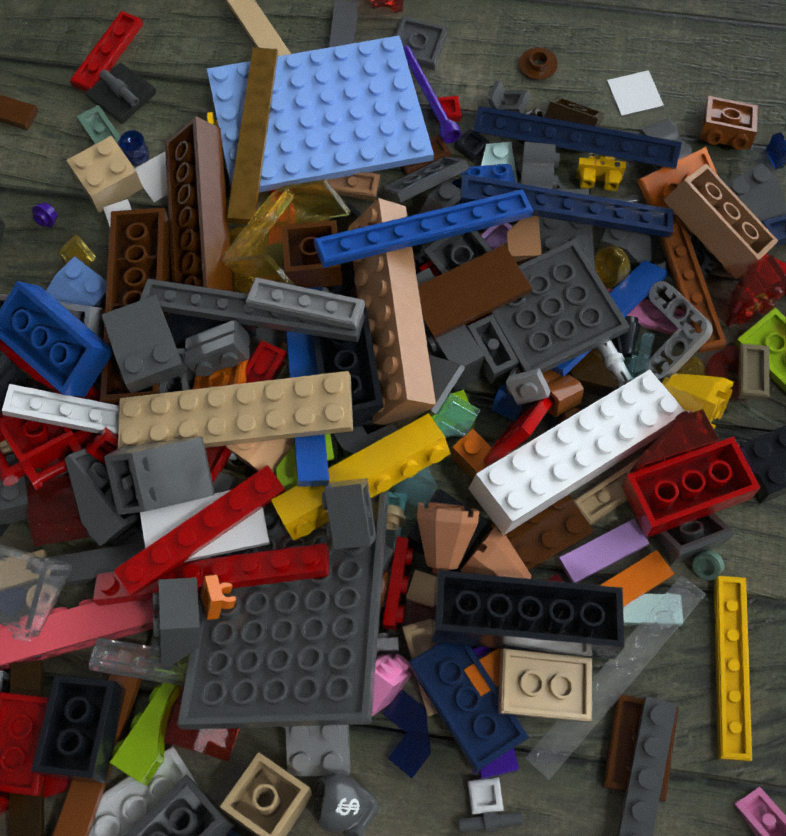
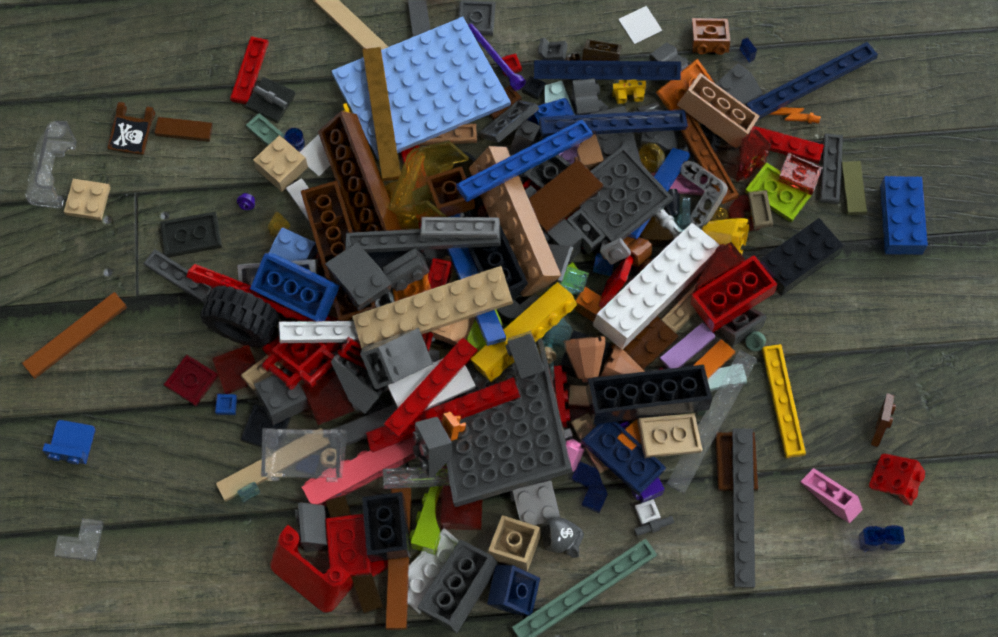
camera: 15 degrees left, 0 degrees up
(535, 71) = (566, 23): reddish brown piece -> none

